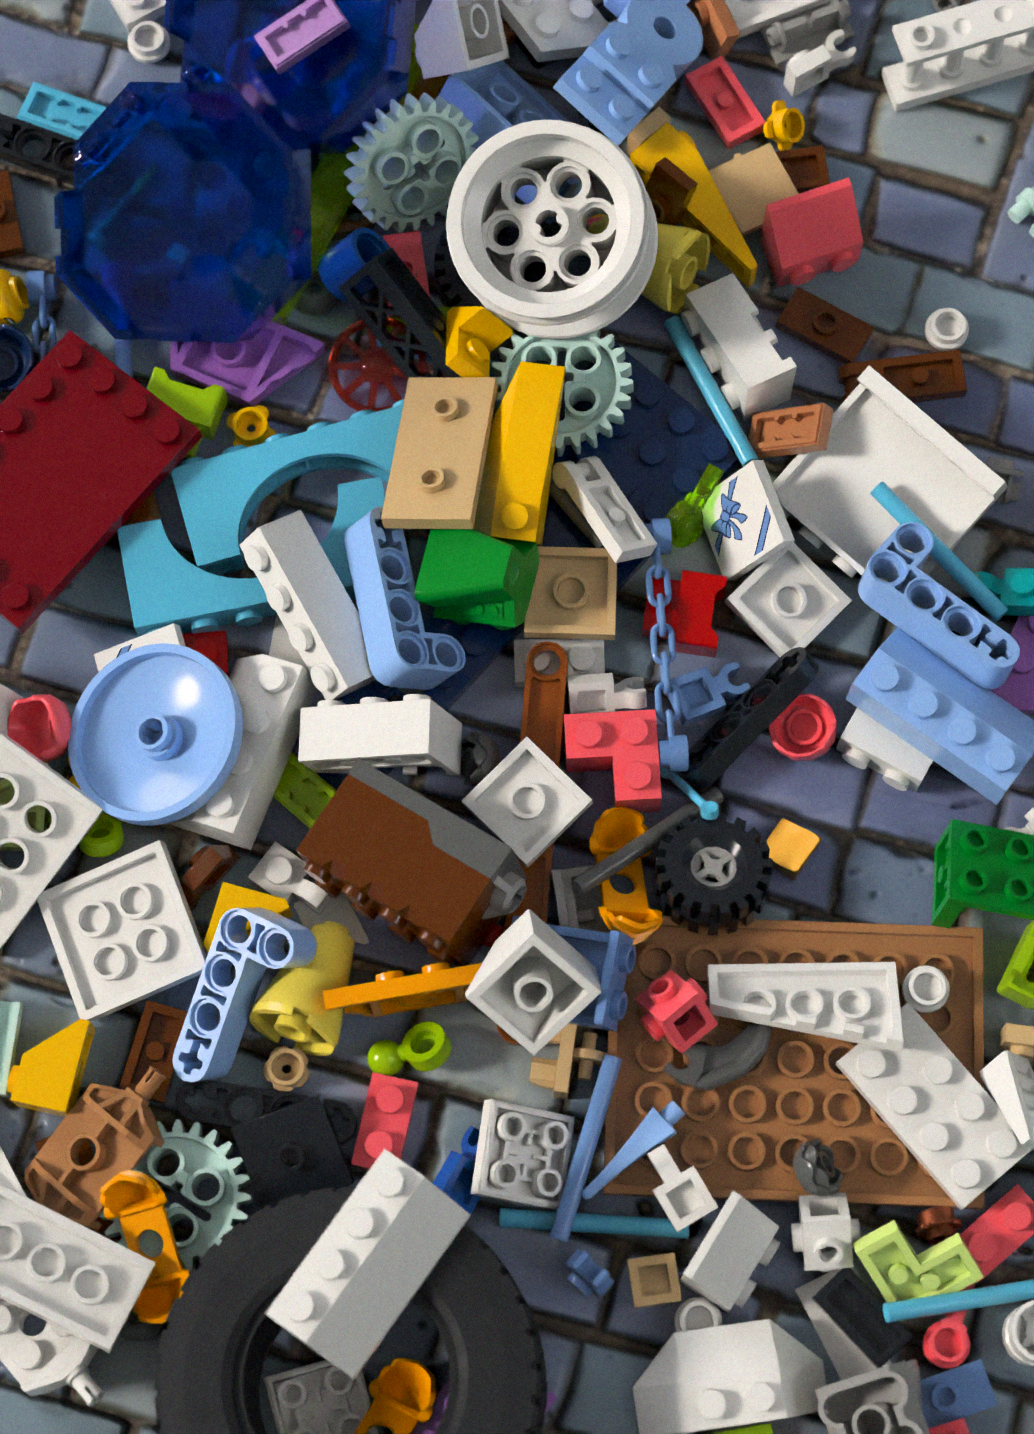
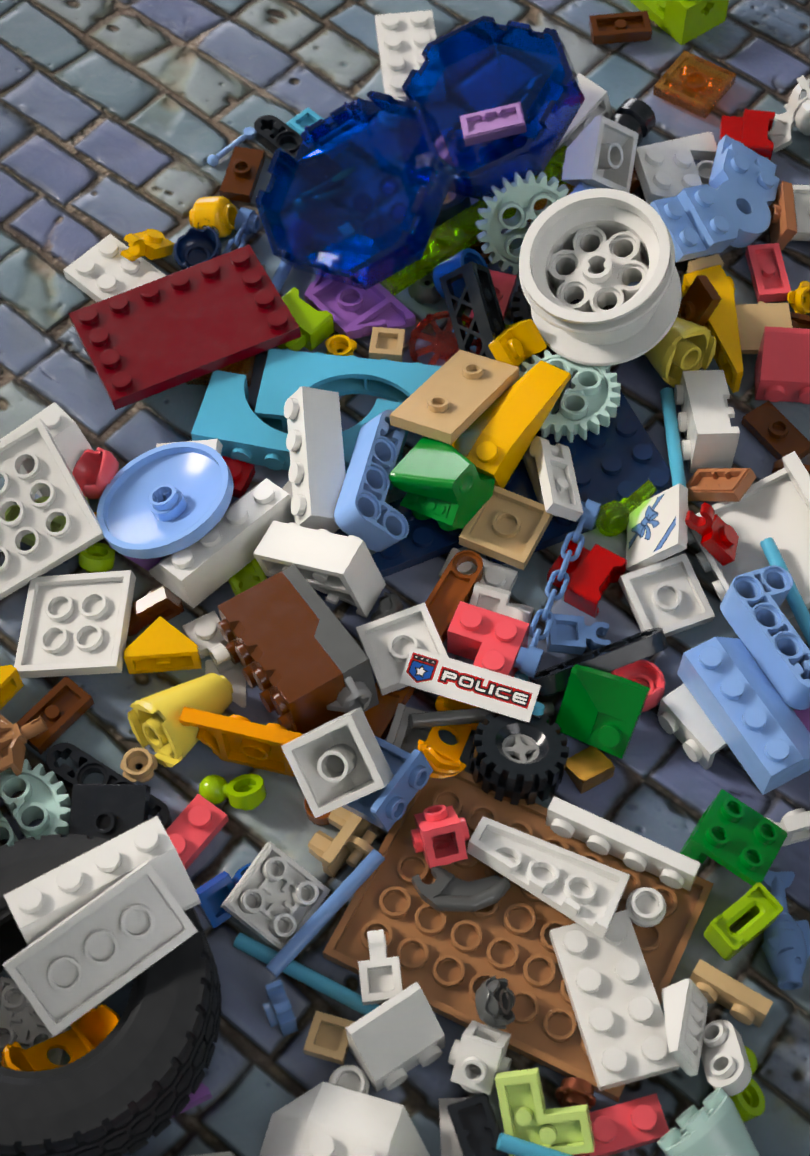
camera: 25 degrees right, 15 degrees down
(209, 1048) = (126, 678): light blue beam -> none
(306, 396) = (387, 344): none -> tan plate
(398, 1320) = (100, 948): none -> white plate
(624, 816) = (470, 684): none -> white sticker
(651, 1133) = (378, 918): light blue piece -> none
(780, 778) = (601, 709): none -> green plate
(820, 505) = (716, 535): none -> red plate
(892, 933) = (635, 850): none -> white plate

